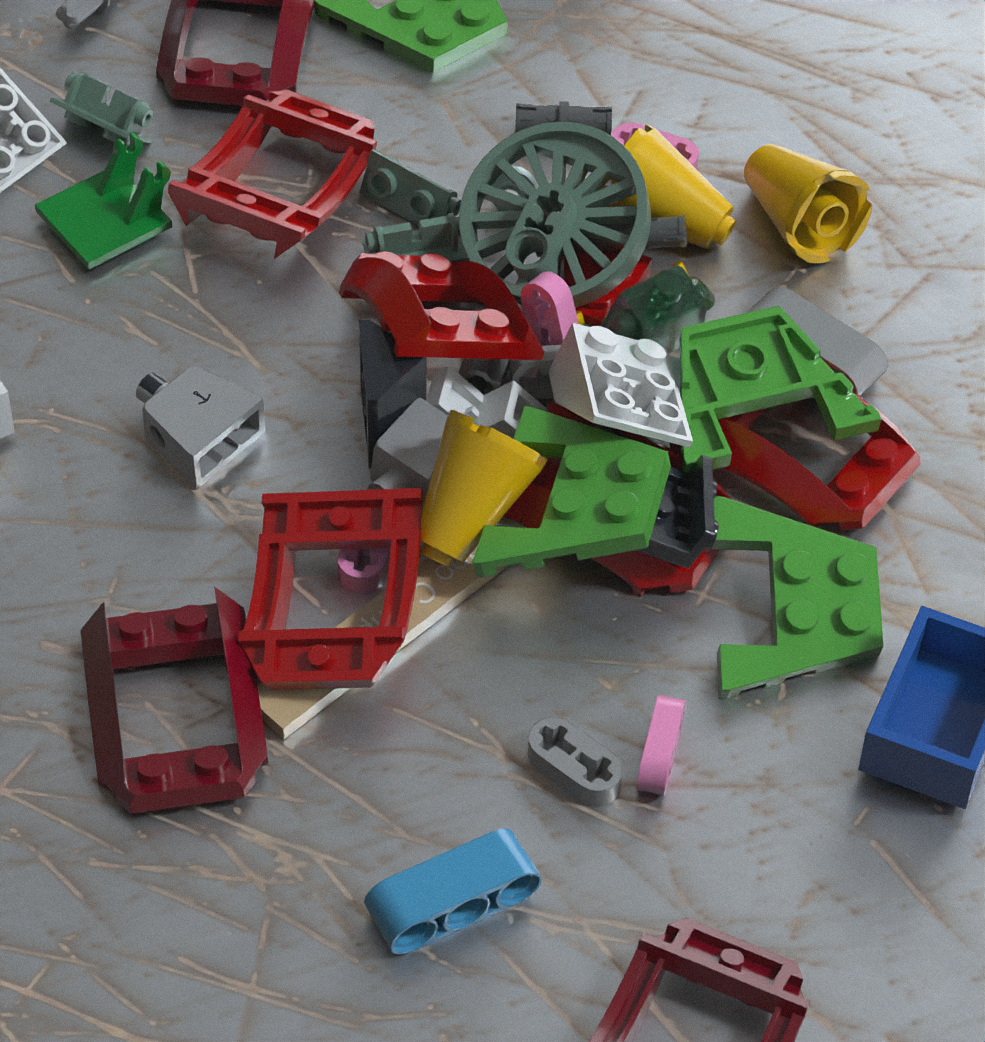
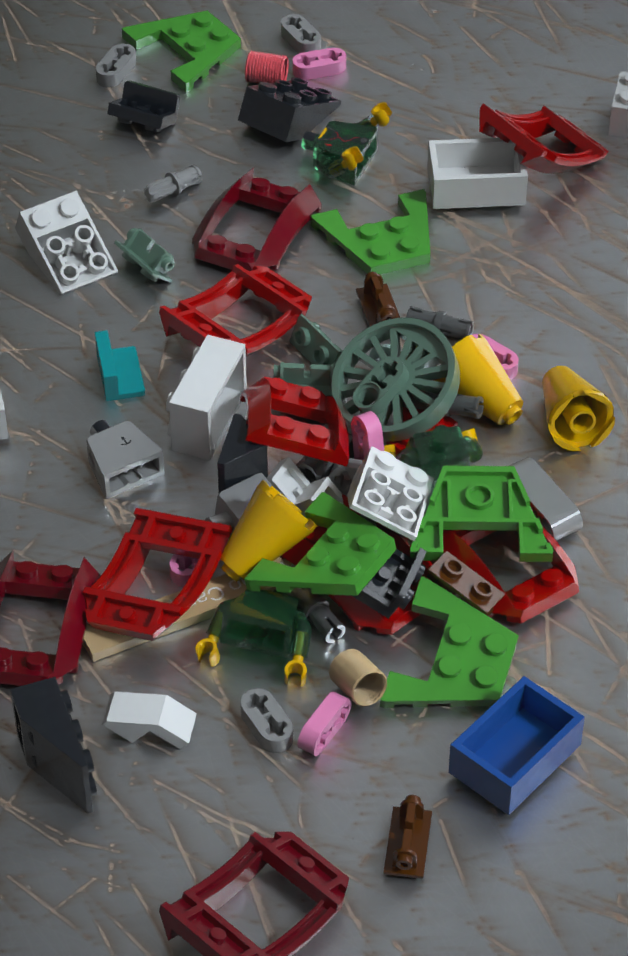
camera: 20 degrees right, 5 degrees down
(107, 209) = (126, 316): green plate -> none
(132, 290) = (118, 369): none -> teal panel
(292, 303) = (207, 397): none -> white piece
(296, 877) = (53, 740): none -> black slope
(396, 801) = (138, 713): none -> white slope
(452, 891) = (152, 777): dark azure beam -> none
(466, 111) = (376, 300): none -> reddish brown hinge
(517, 620) = (263, 624): none -> clear green torso
(576, 582) = (318, 612): none -> flat silver pin
(682, 665) = (358, 677): none -> tan piece
(760, 484) = (461, 580): none -> reddish brown hinge
(847, 883) = (408, 839): none -> reddish brown hinge

